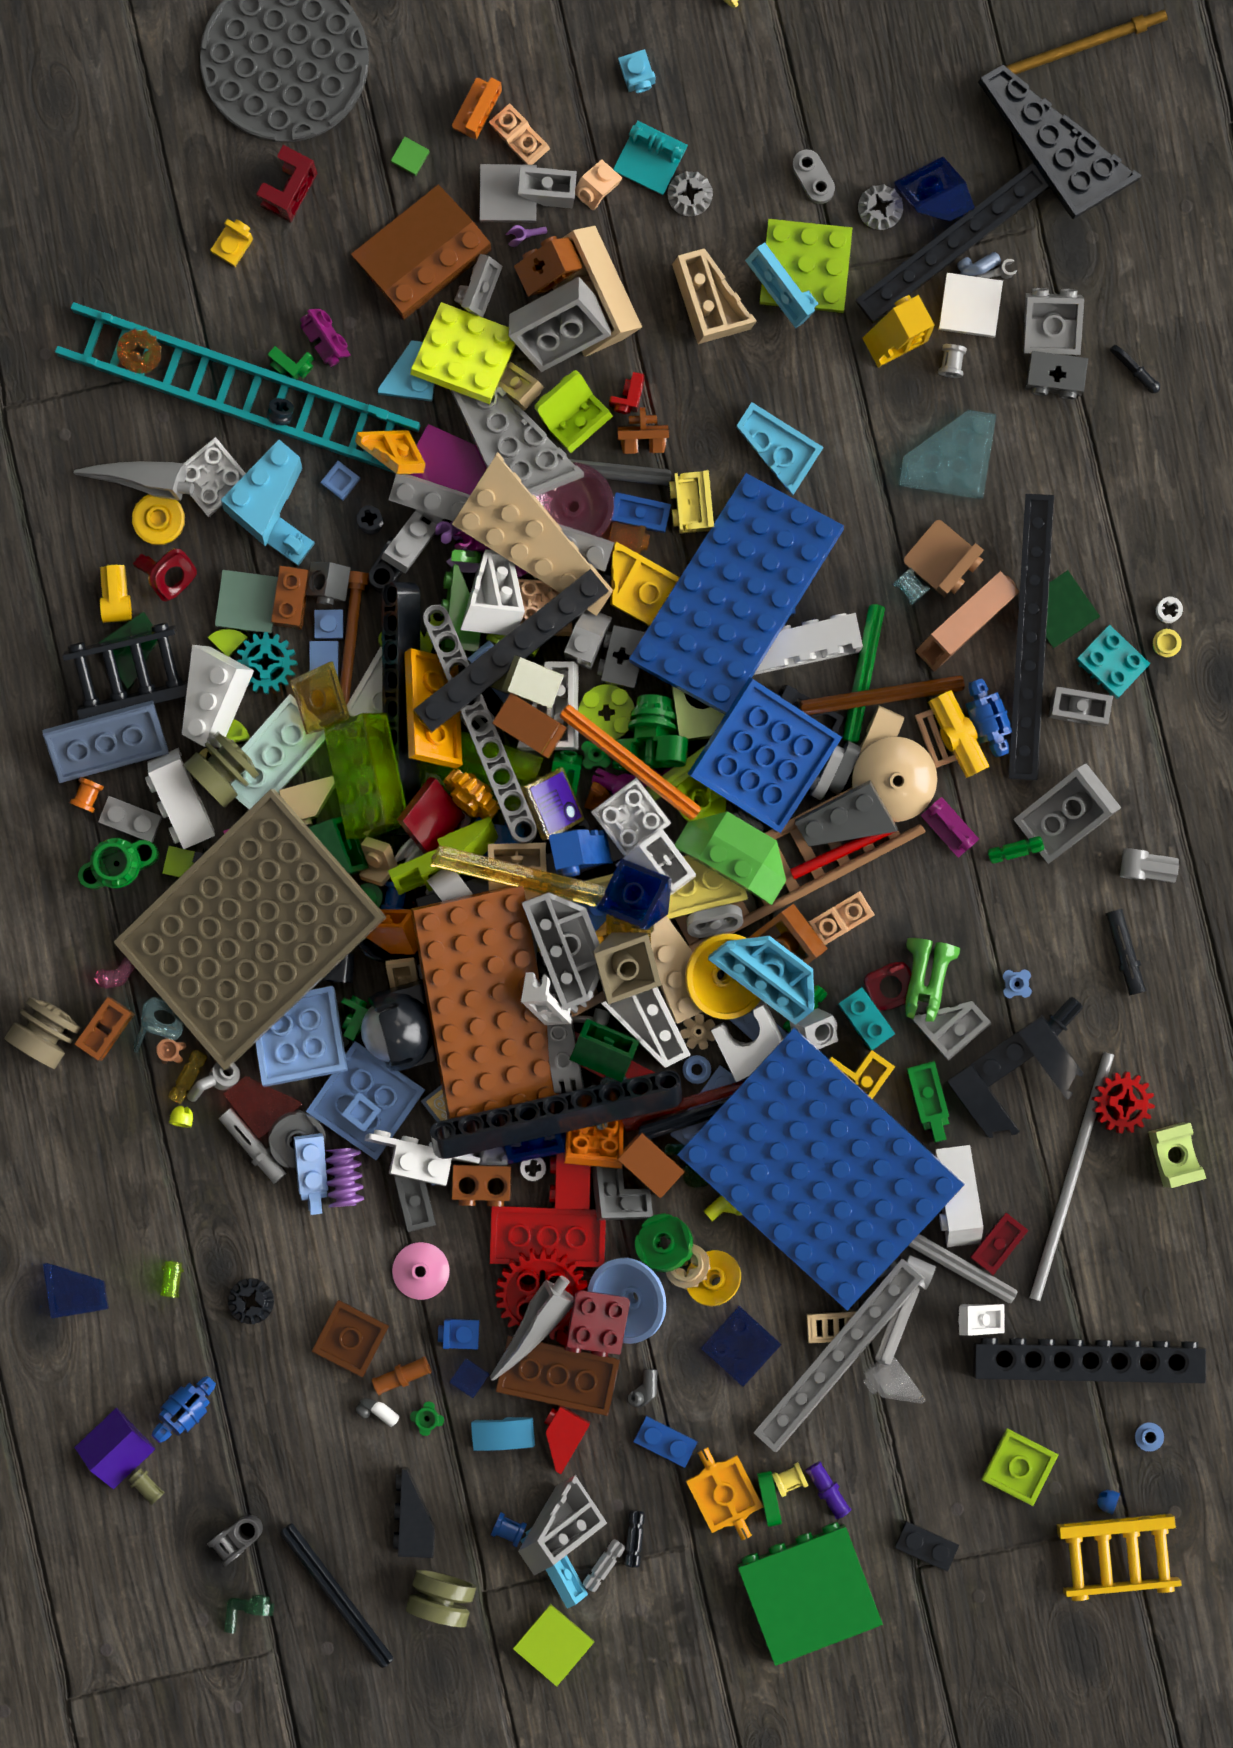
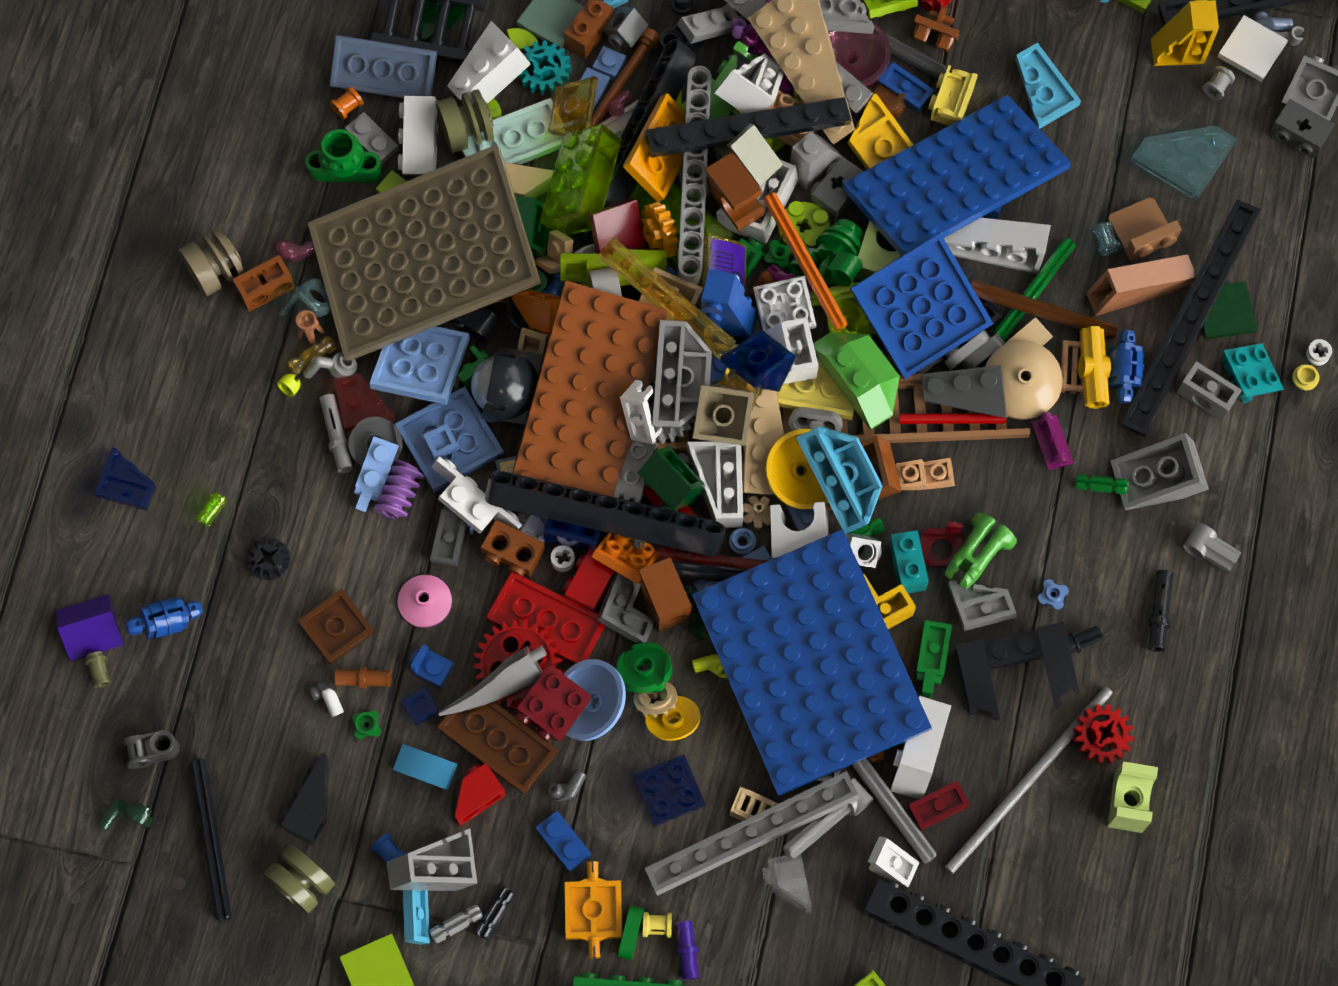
camera: 25 degrees right, 15 degrees down
(360, 670) = (617, 106): none -> clear pink arm

